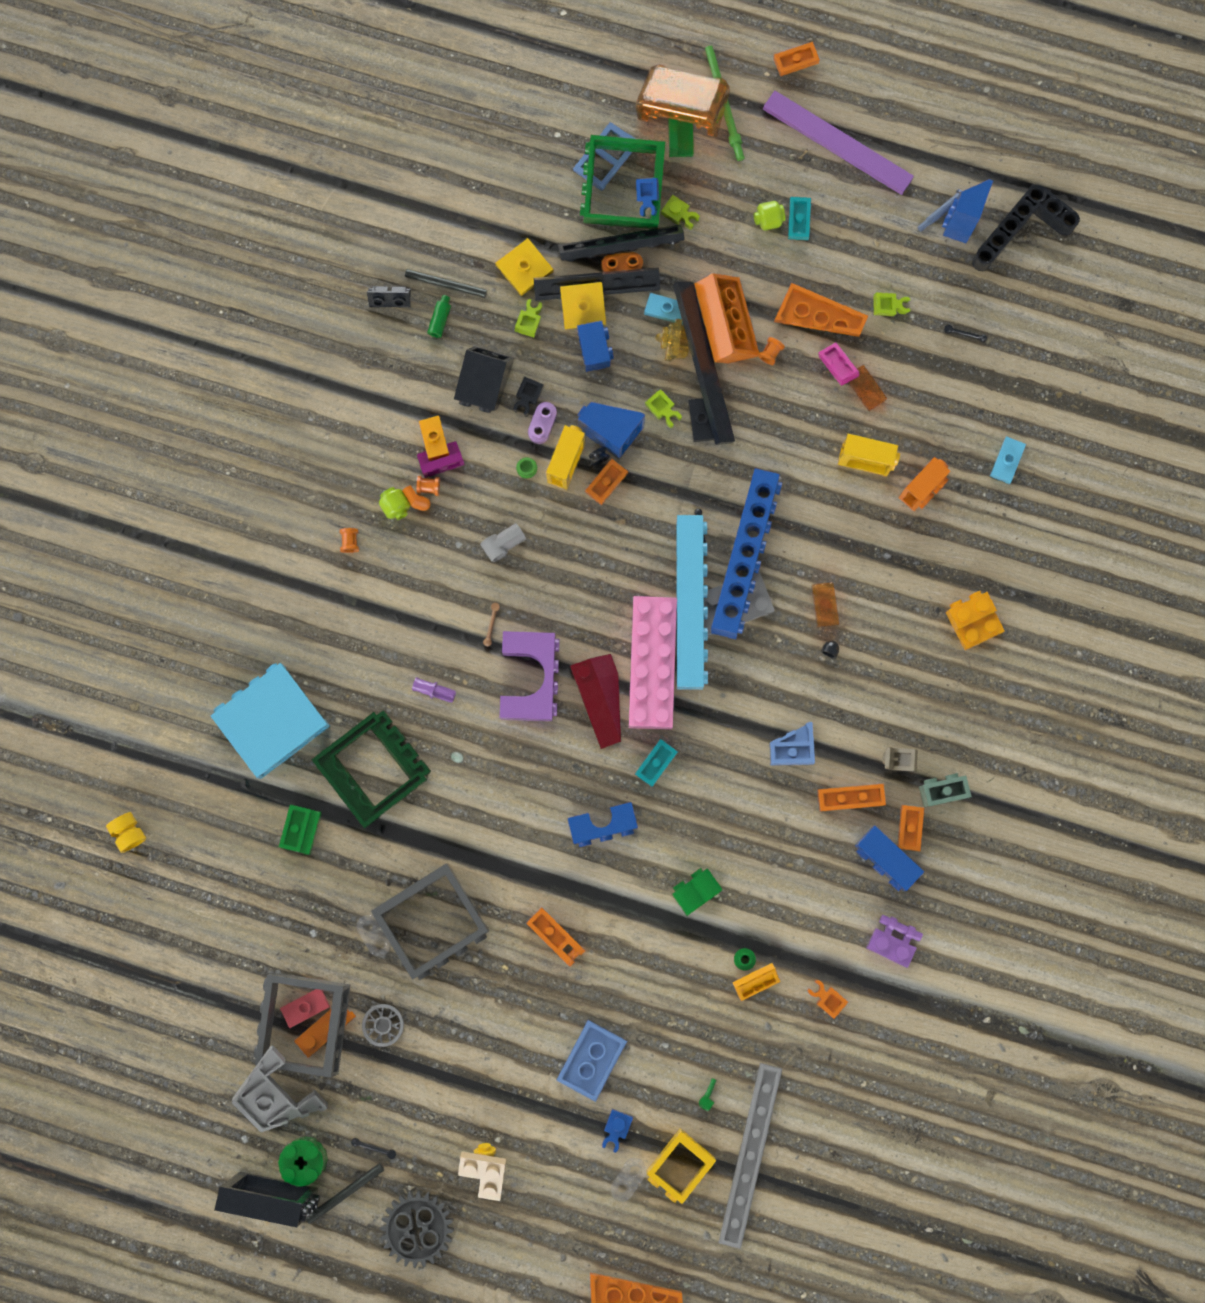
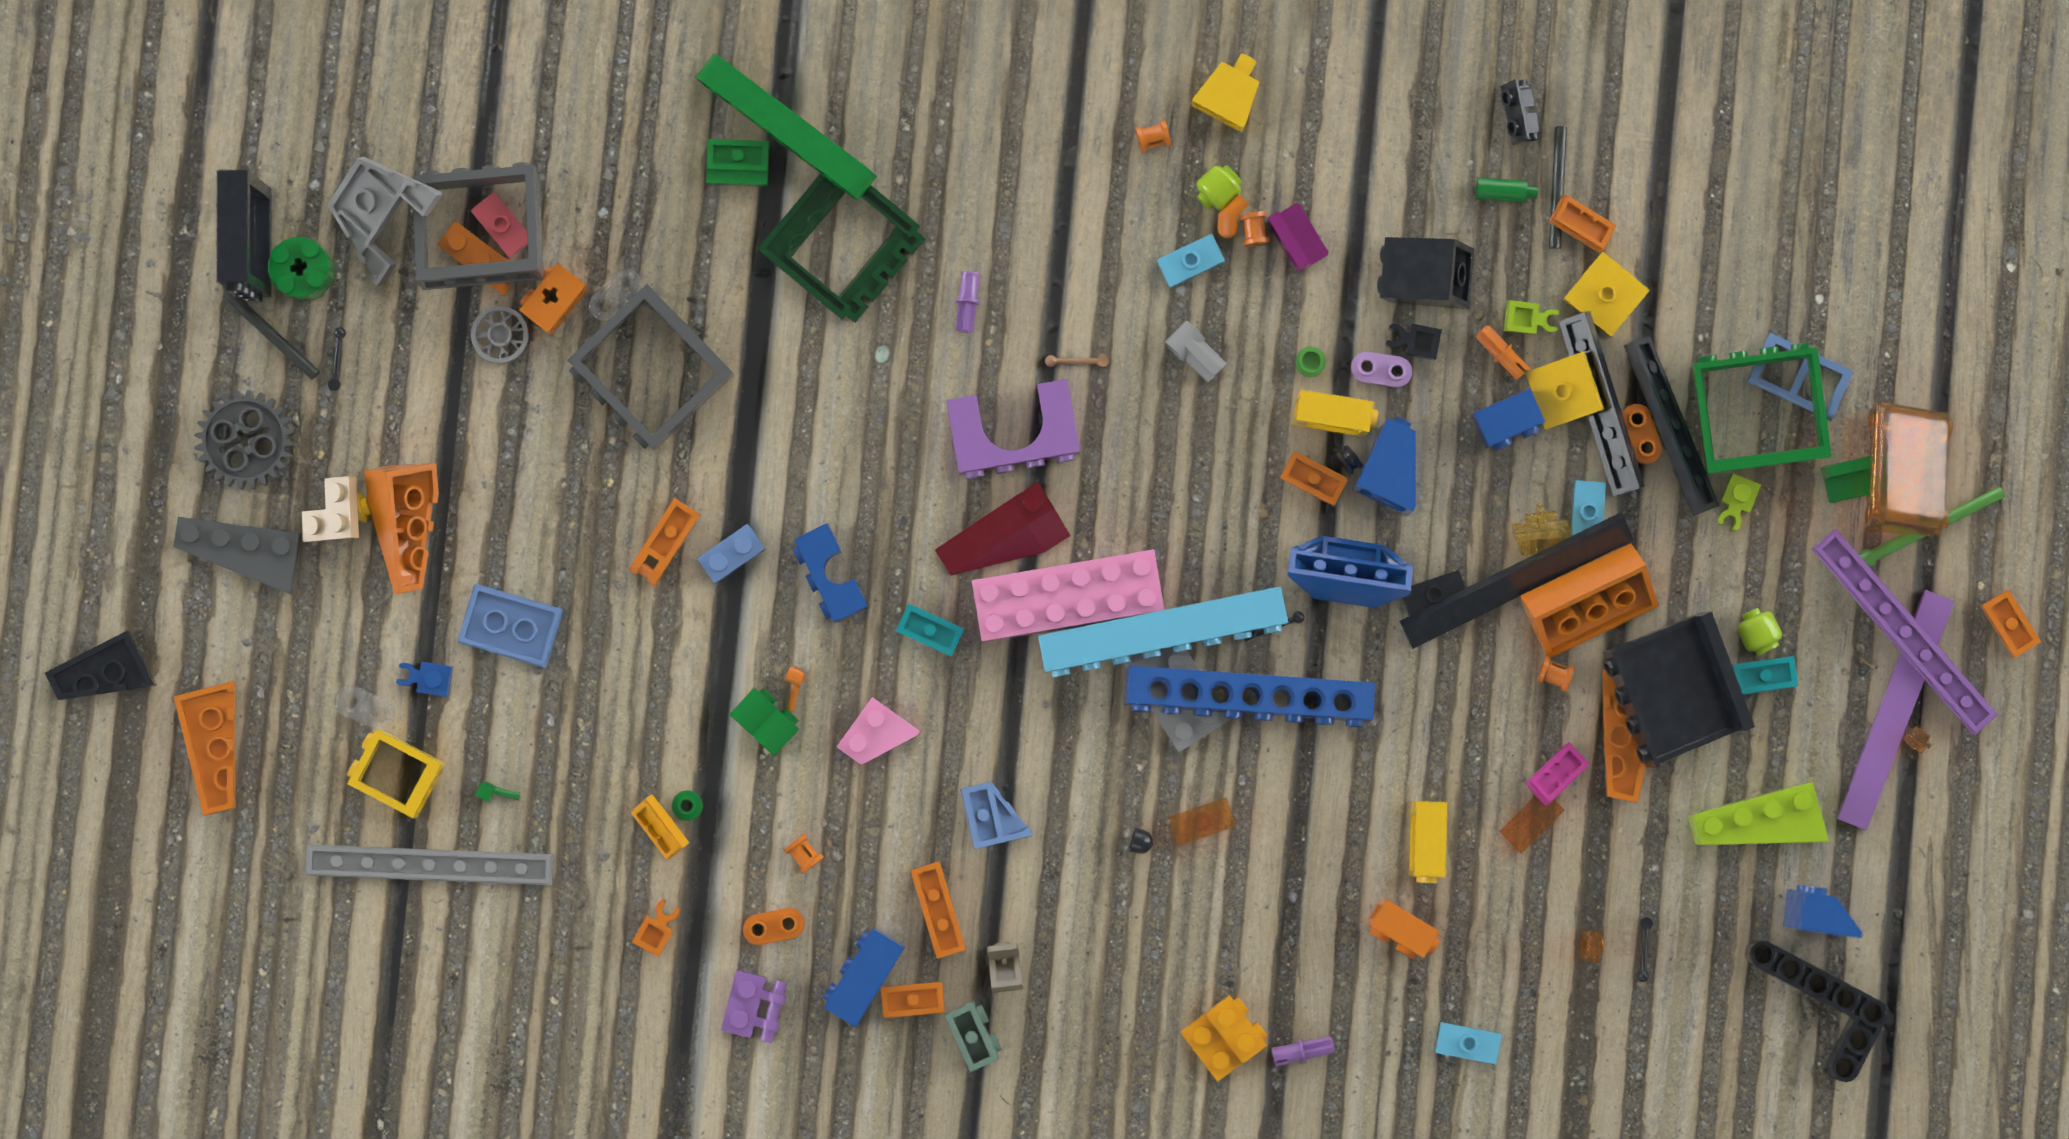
camera: 80 degrees right, 5 degrees up
(269, 720) = (877, 85): medium azure panel -> none
(282, 789) = (786, 127): none -> green beam
(332, 482) = (1229, 93): none -> yellow torso
(377, 984) = (569, 293): none -> orange brick
(434, 438) = (1325, 221): light orange plate -> none
(440, 533) = (1190, 261): none -> medium azure plate
(473, 271) = (1582, 223): none -> orange plate
(493, 1123) = (401, 512): none -> orange wedge
(497, 1244) = (250, 551): none -> dark grey wing
(548, 341) = (1502, 352): none -> orange axle
(573, 891) = (731, 553): none -> medium blue plate
(647, 192) = (1748, 447): blue plate -> none
(662, 406) = (1440, 533): lime plate -> none
(670, 863) = (796, 677): none -> orange hand
(675, 468) = (1349, 571): none -> blue wedge
(720, 816) = (875, 733): none -> bright pink wing
(788, 124) = (1904, 631): none -> medium lavender tile
(794, 883) = (803, 853): none -> orange bush
(797, 272) = (1677, 689): none -> black panel
(841, 915) = (773, 926): none -> orange plate
(860, 131) = (1917, 738): none -> clear orange plate
(887, 305) = (1661, 828): lime plate -> none
(894, 235) = (1772, 817): none -> lime wedge
(939, 212) = (1823, 881): sand blue piece -> none
(959, 363) = (1591, 945): none -> clear orange plate
(994, 570) = (1302, 1050): none -> medium lavender axle

